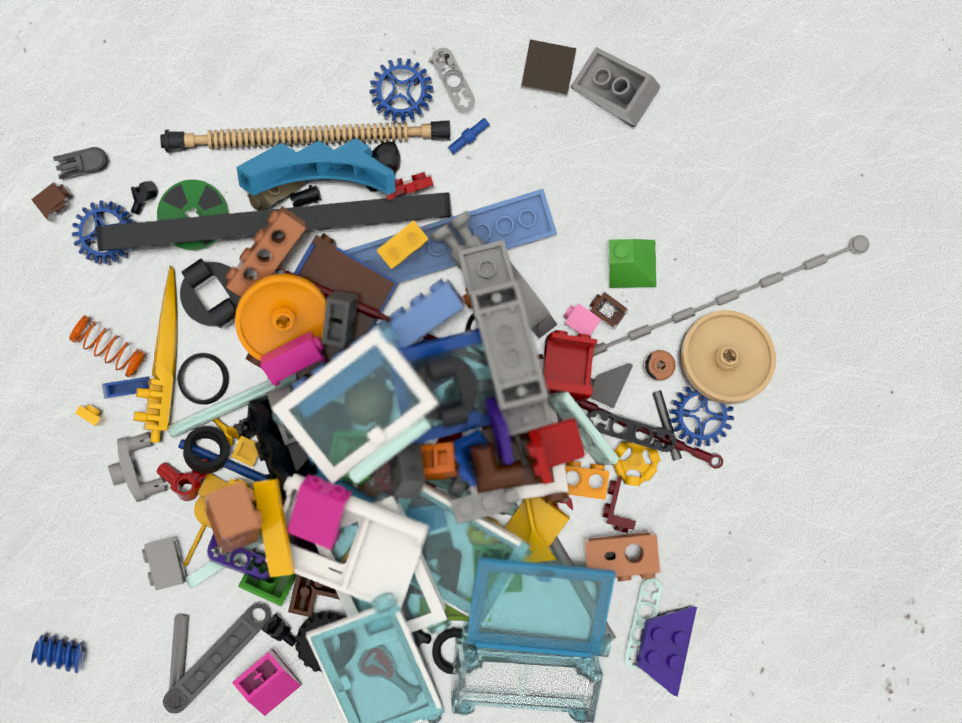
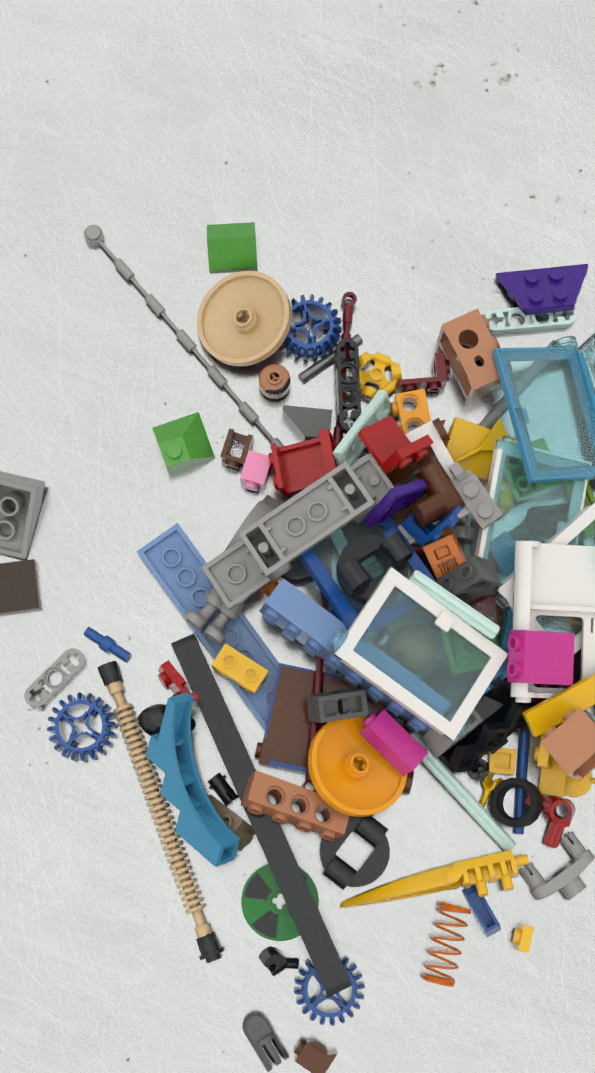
camera: 110 degrees left, 10 degrees down
(225, 374) = (419, 833): black tyre -> none
(805, 369) = (231, 247): none -> bright green slope

